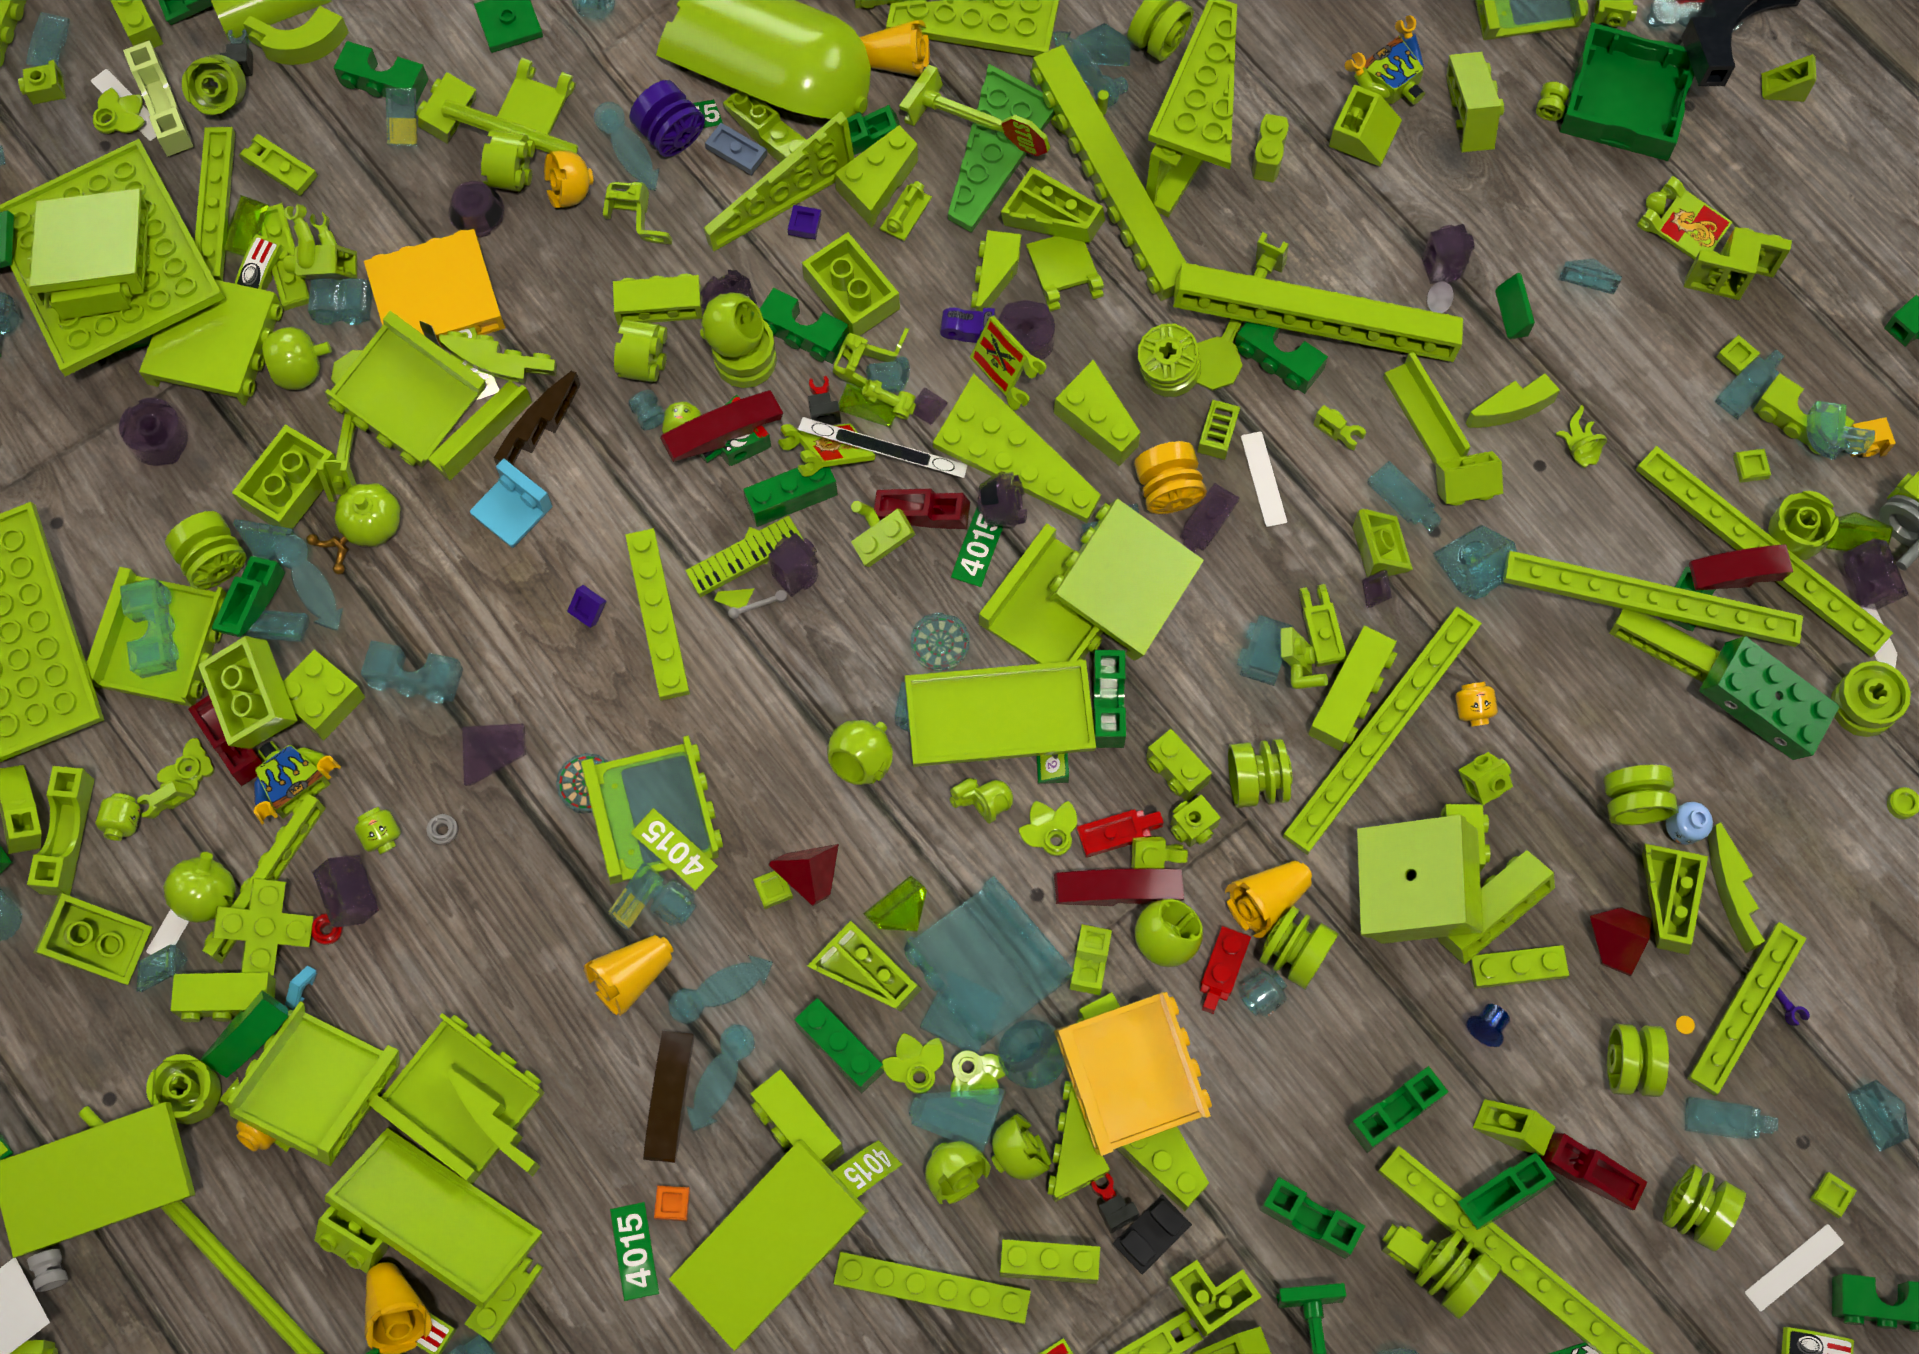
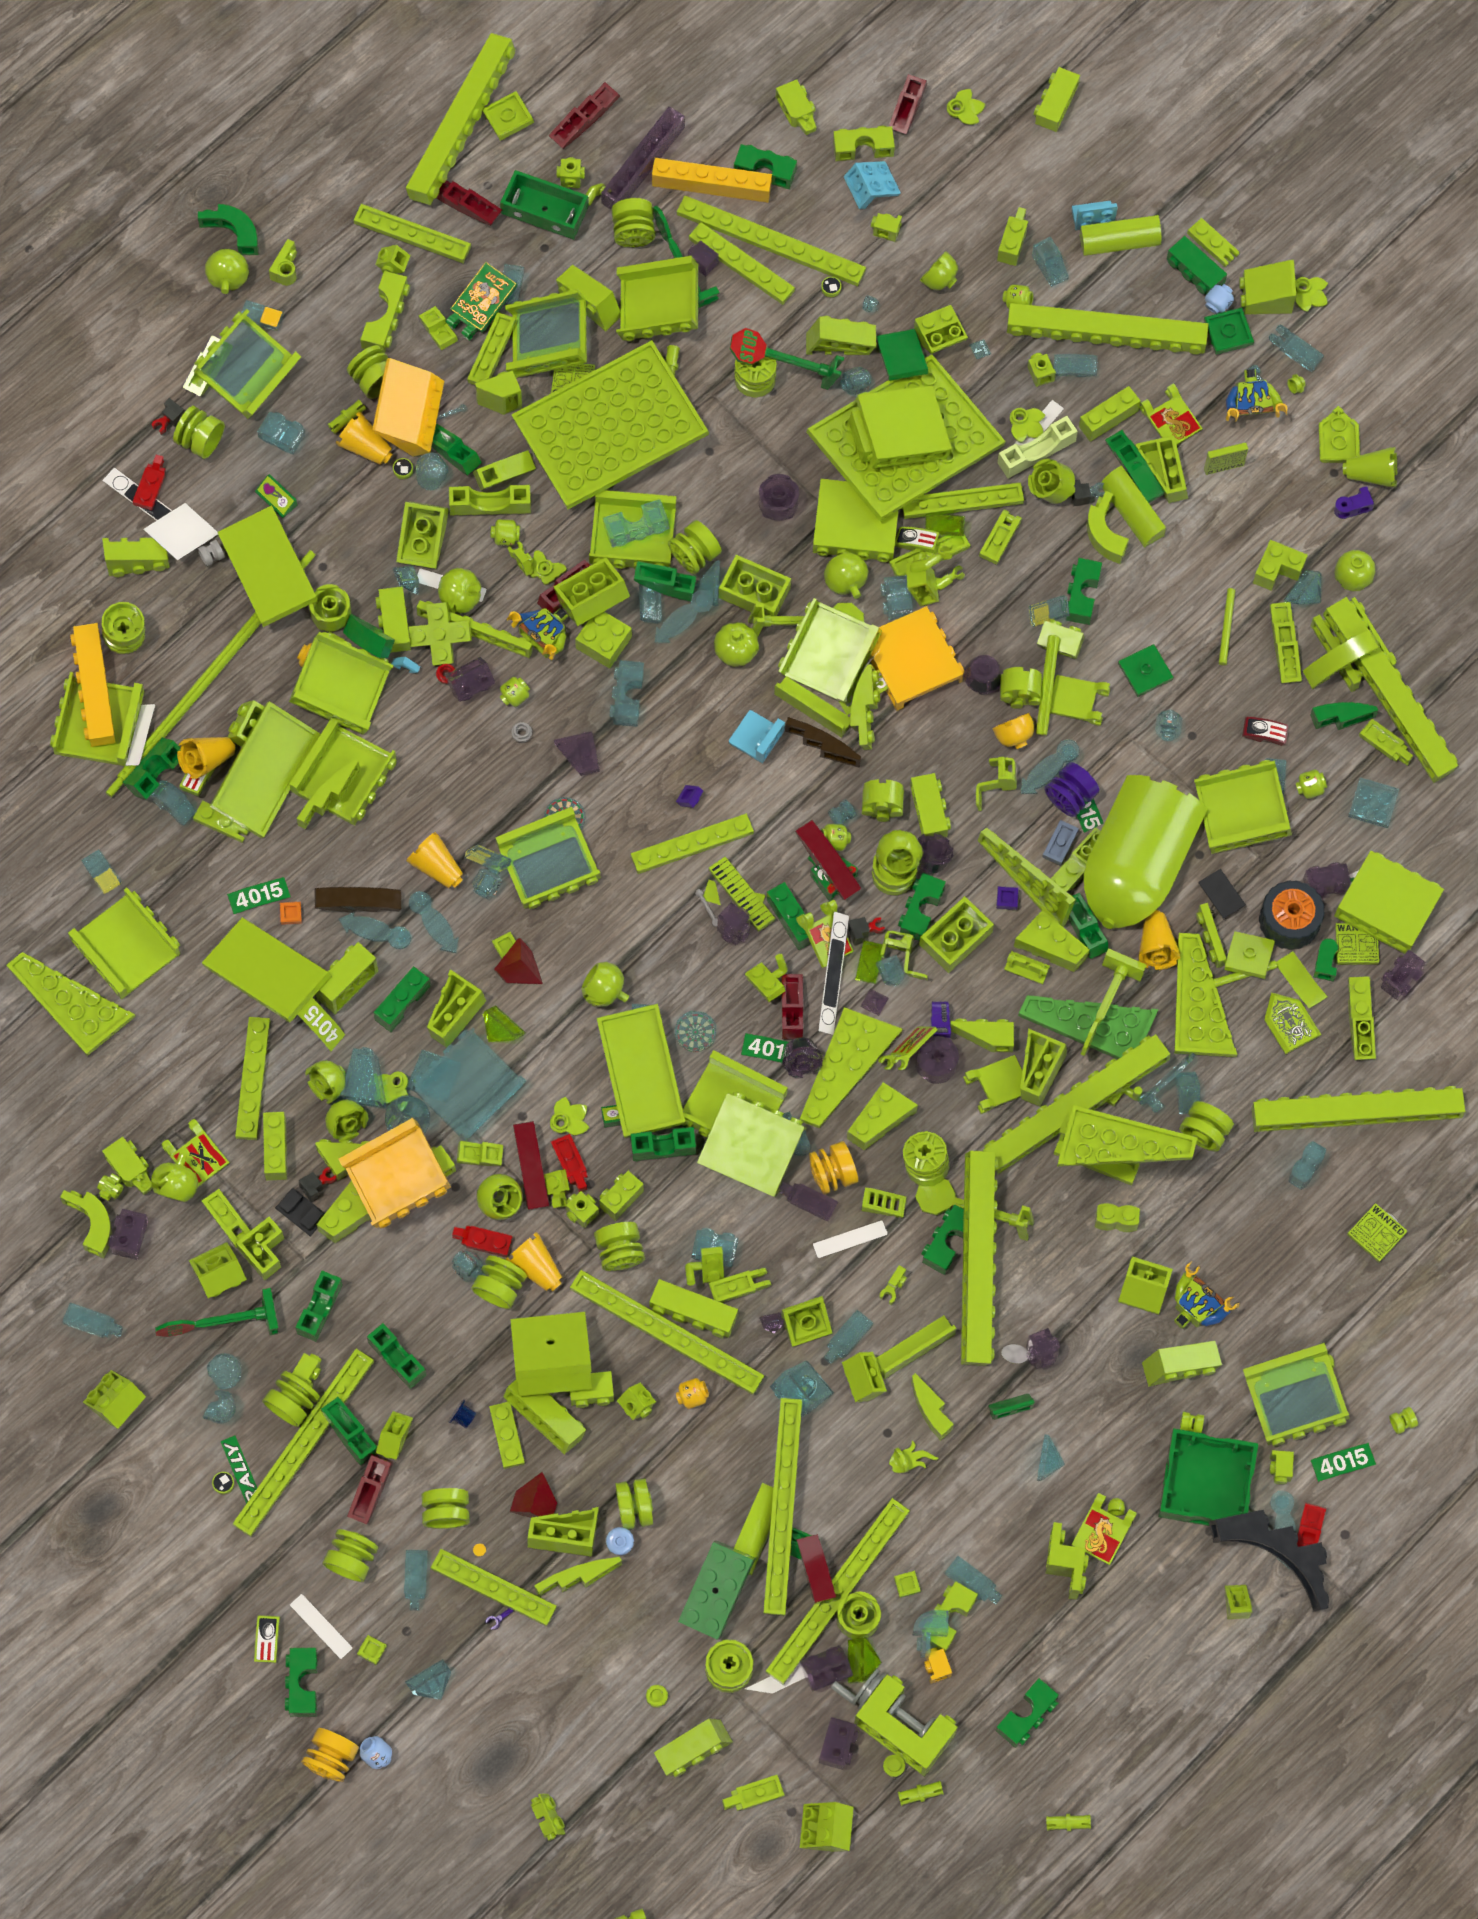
camera: 80 degrees right, 0 degrees up
(338, 568) = (697, 634): pearl gold piece -> none
(674, 849) = (524, 878): lime sticker -> none
(902, 404) = (869, 982): lime bar -> none
(915, 1059) = (400, 1049): lime plate -> none
(988, 799) = (583, 1075): lime piece -> none
(1738, 355) = (994, 1569): lime plate -> none

